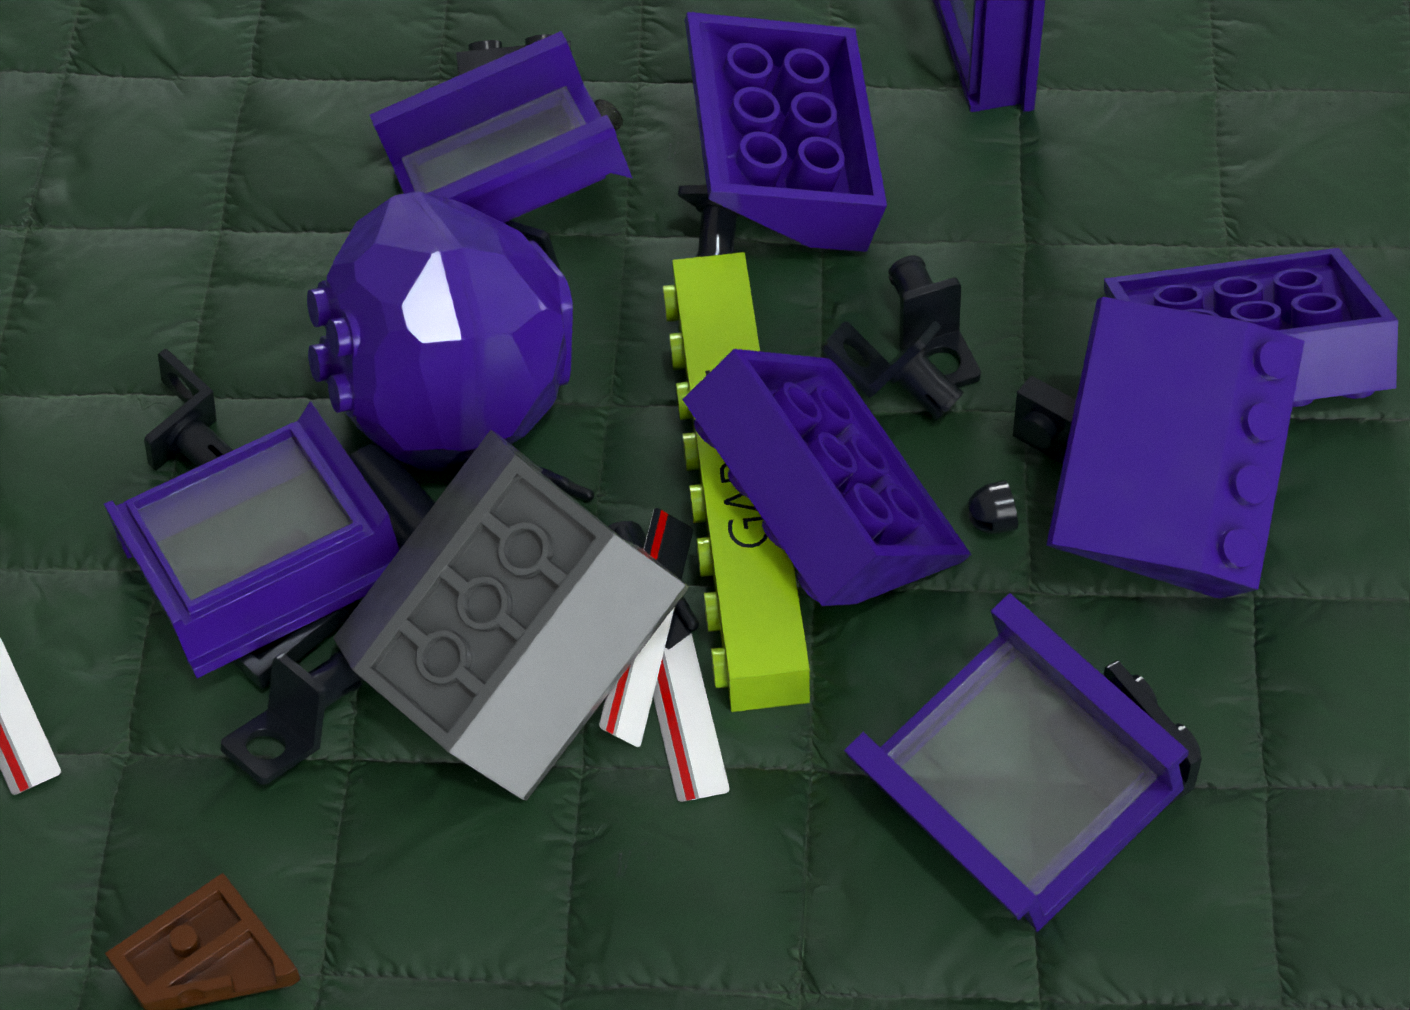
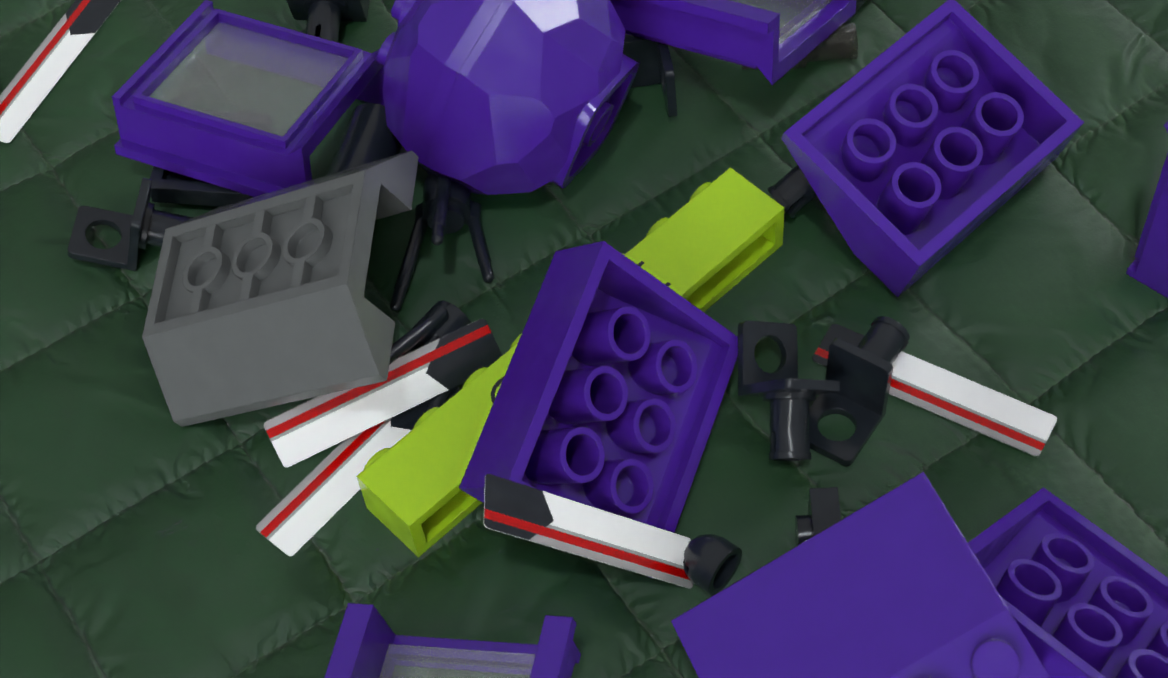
camera: 55 degrees right, 0 degrees up
(930, 549) = (584, 530): none -> sticker
(978, 281) = (958, 398): none -> sticker

